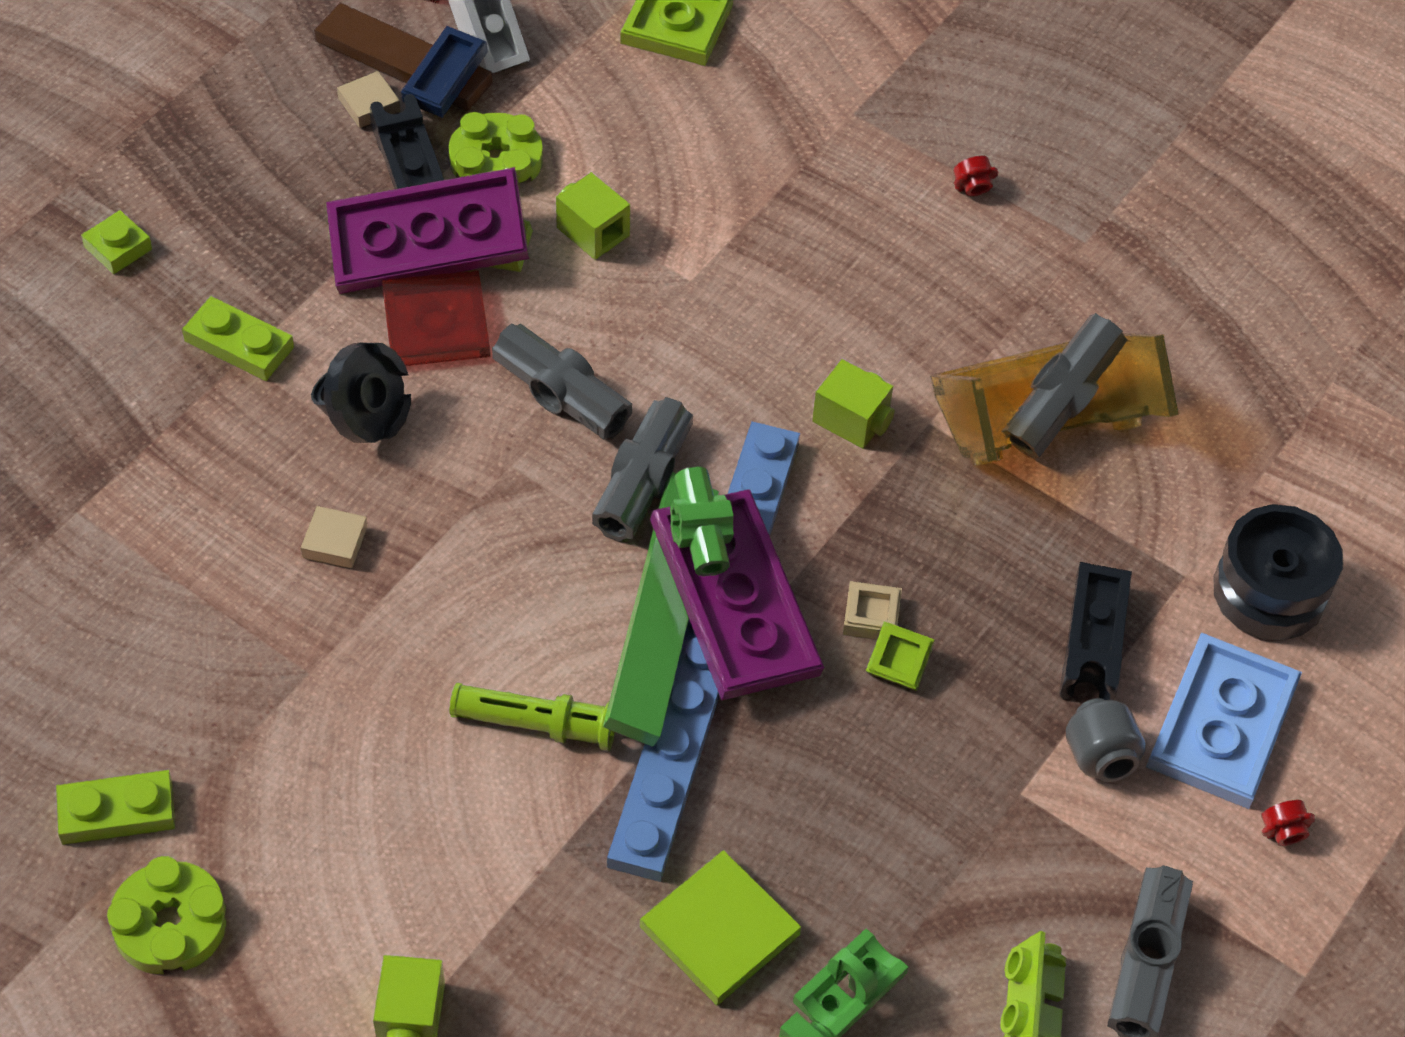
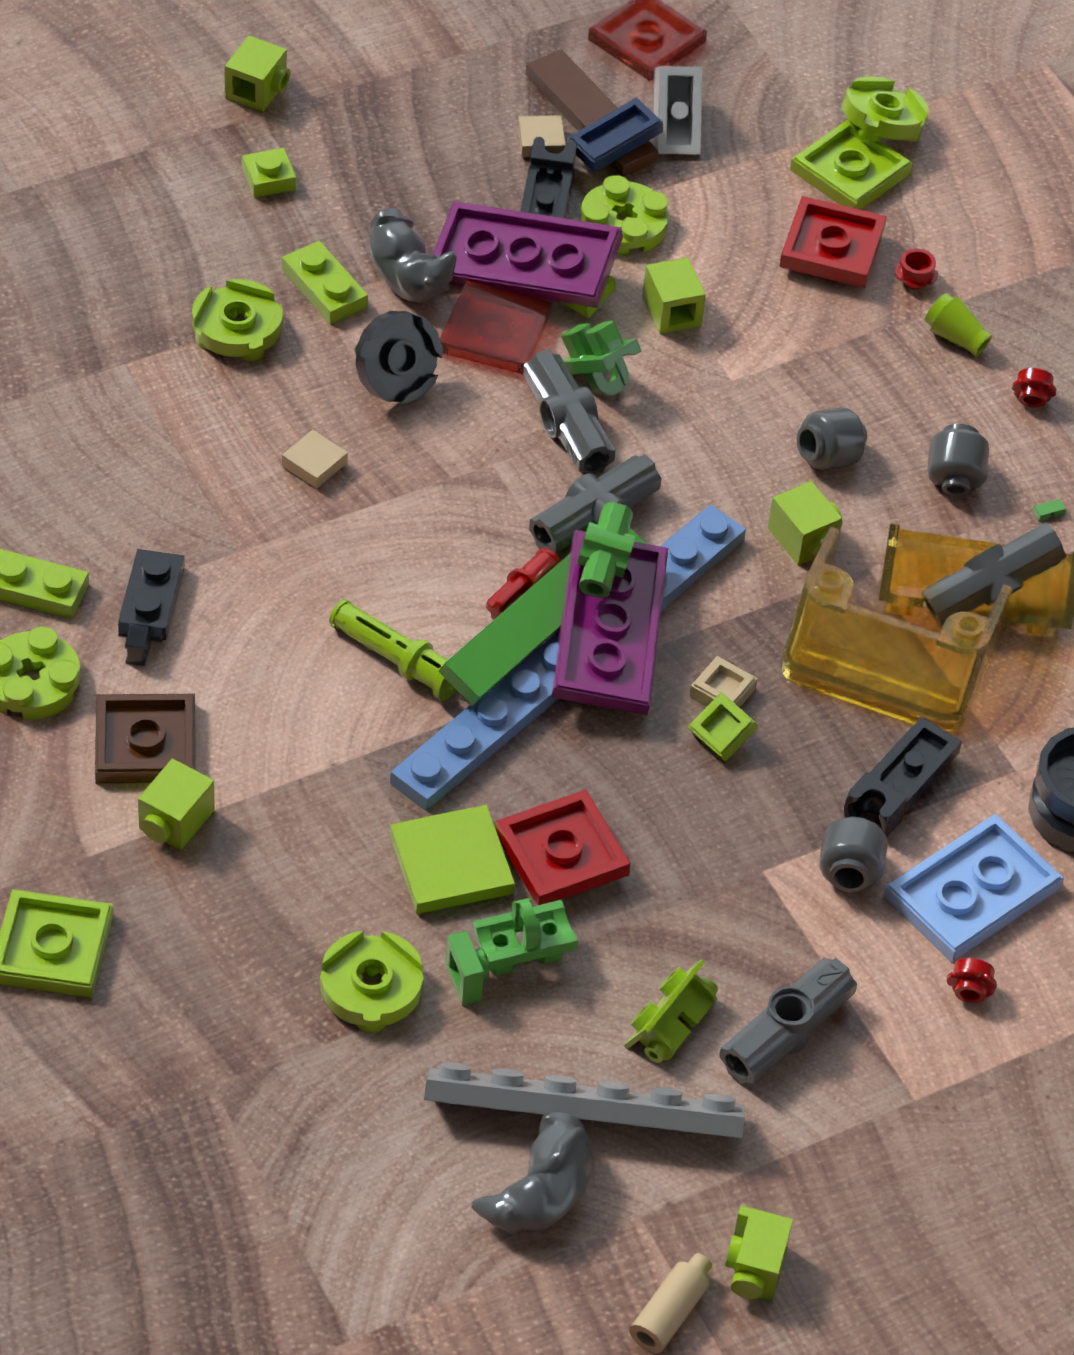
camera: 25 degrees right, 5 degrees down
(50, 141) = (256, 73): none -> lime brick
(177, 439) = (237, 338): none -> lime plate
(250, 774) = (149, 602): none -> black hinge
(308, 284) = (403, 258): none -> dark grey animal
(328, 935) = (142, 735): none -> reddish brown tile
(564, 294) = (599, 351): none -> bright green hips
(622, 586) = (521, 581): none -> red axle
(708, 101) = (833, 241): none -> red plate
(799, 98) = (916, 268): none -> red plate
(824, 864) = (562, 848): none -> red plate
(827, 304) = (832, 438): none -> dark grey head
(870, 140) = (957, 324): none -> lime cone
(954, 278) = (958, 459): none -> dark grey head
(1007, 519) = (885, 659): none -> clear yellow windscreen
(1055, 293) = (1045, 510): none -> bright green piece

